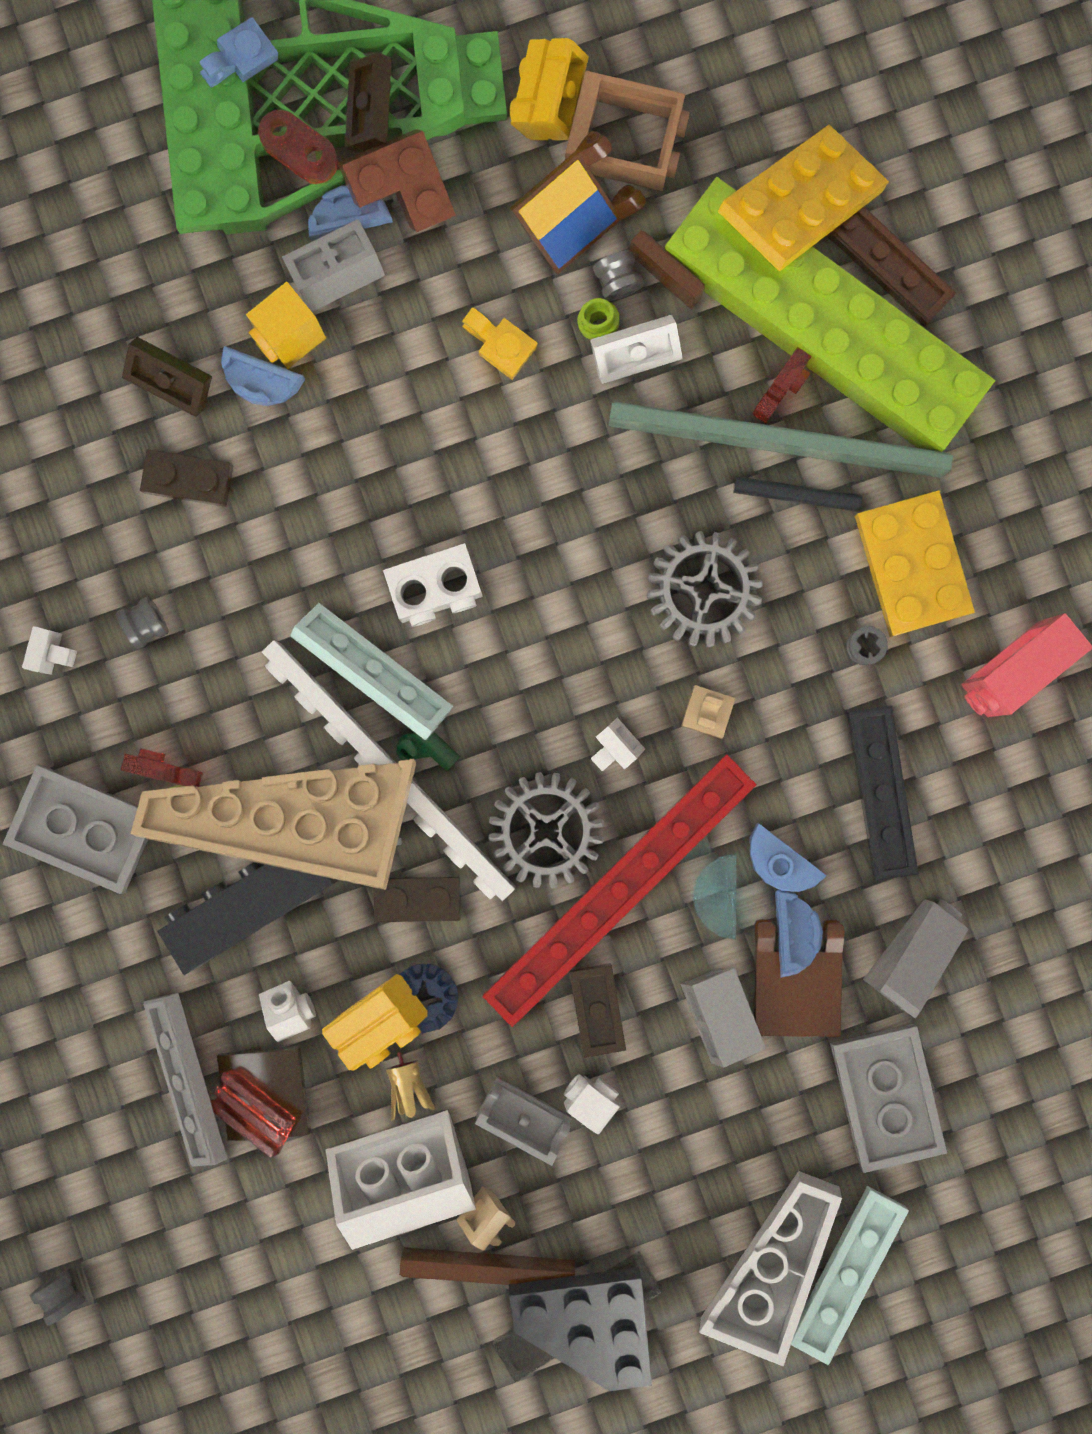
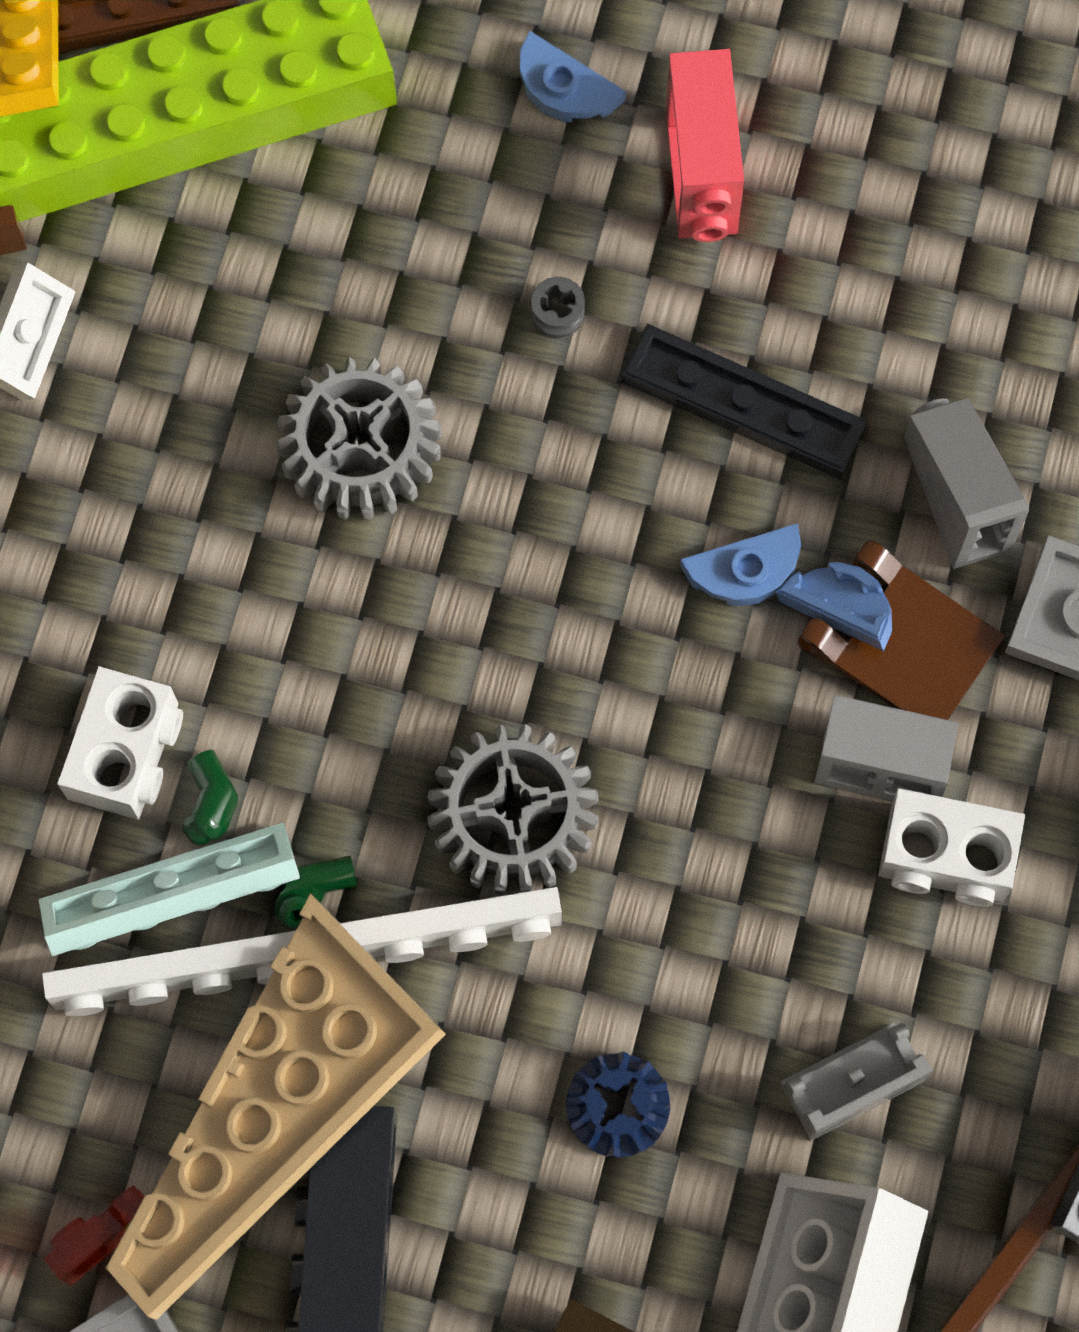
camera: 55 degrees left, 15 degrees down
(286, 1011) = (514, 1284): white plate -> none
(375, 1023) = (606, 1175): yellow brick -> none
(403, 1080) = (706, 1191): pearl gold piece -> none
(418, 900) = (488, 1029): dark brown plate -> none
(438, 660) = (215, 802): none -> dark green arm
(486, 1221) = (952, 1212): tan tile -> none
(591, 1102) = (887, 980): white plate -> none
(597, 1010) = (778, 897): dark brown plate -> none
(618, 745) = (471, 657): white tile -> none
(618, 890) = (649, 780): red plate -> none
(698, 1085) = (952, 829): none -> white brick
(708, 712) = (507, 533): tan tile -> none
(716, 896) = (736, 668): clear light blue plate -> none
(780, 439) = (245, 248): sand green tile -> none
(790, 378) = (188, 189): clear red plate -> none
(797, 494) = (326, 270): black bar -> none
(914, 563) = (501, 196): yellow plate -> none
(1011, 550) = (564, 85): none -> medium blue plate

